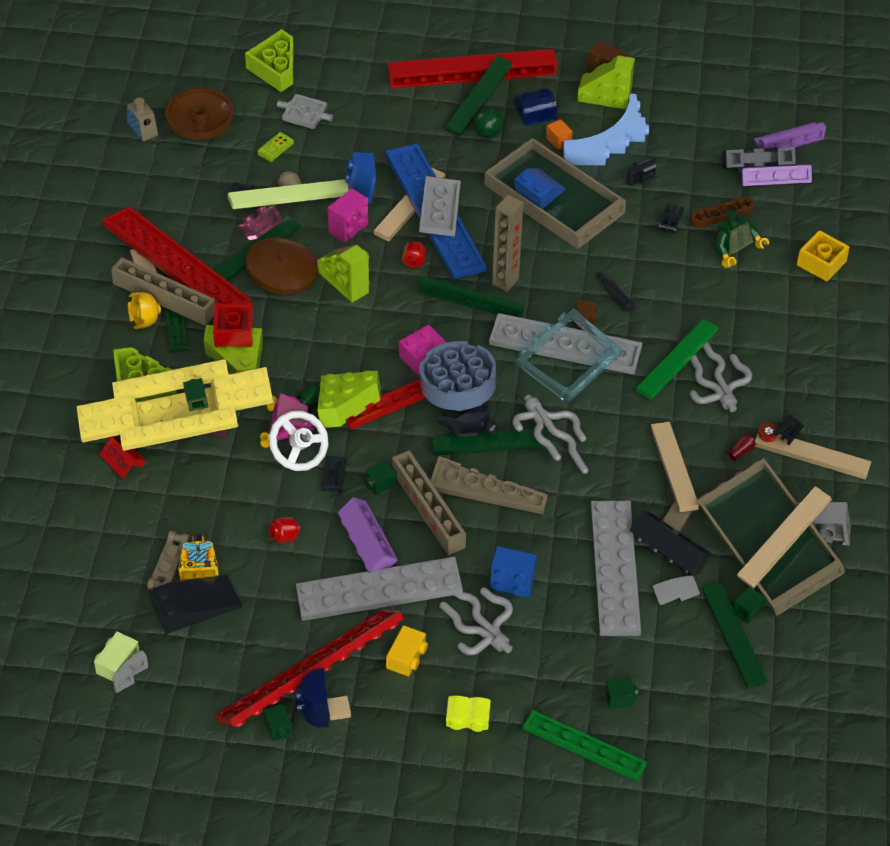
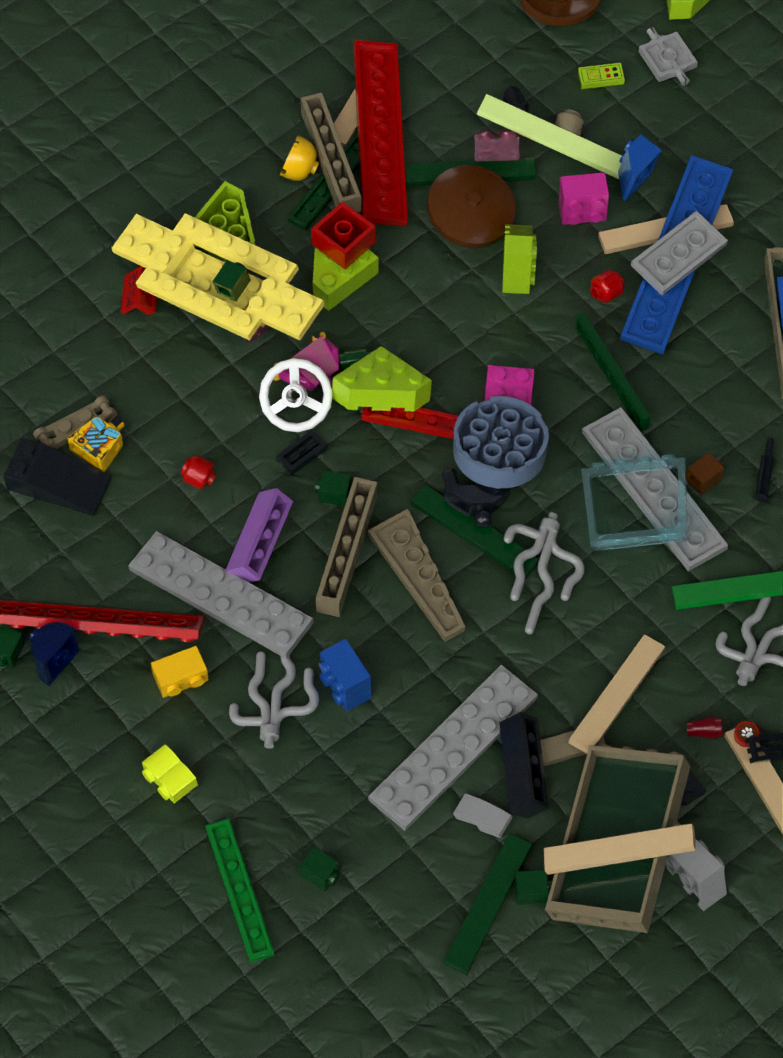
camera: 45 degrees right, 10 degrees up
(339, 708) = (72, 676): tan tile -> none
(507, 243) = (678, 340): dark tan brick -> none

